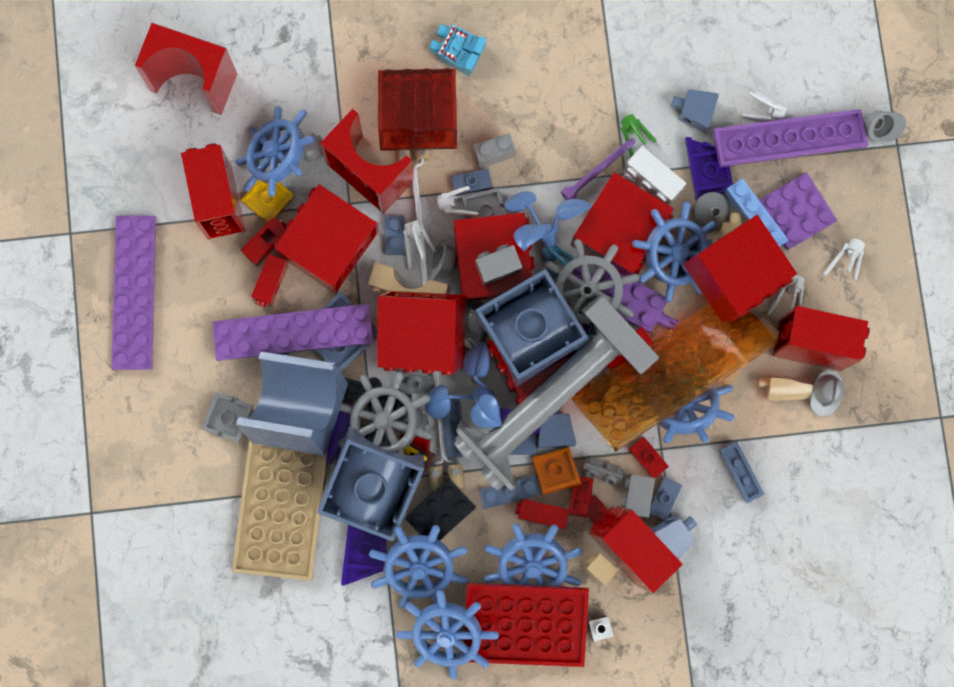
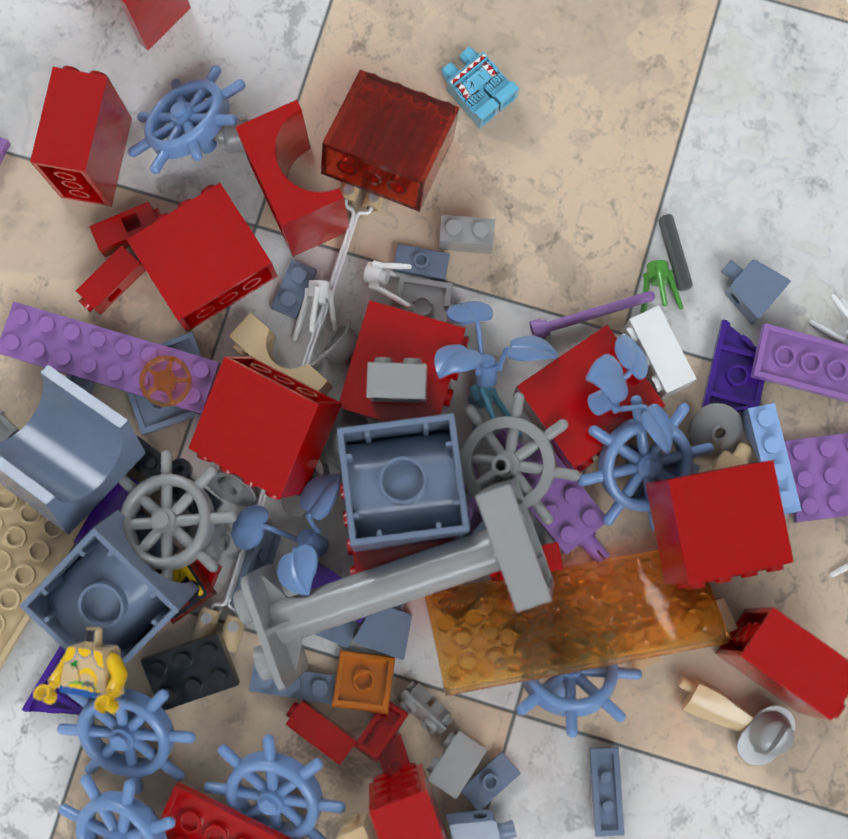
camera: 30 degrees right, 0 degrees up
(265, 205) = (156, 187): yellow tile -> none
(340, 330) = (165, 381): none -> clear orange wheel
(383, 532) = (88, 671): none -> torso
(634, 204) = (609, 376): none -> medium blue plant
(635, 106) = (675, 252): none -> dark grey axle
(648, 457) = (492, 717): red plate -> none
(795, 287) = (784, 578): white plant -> none

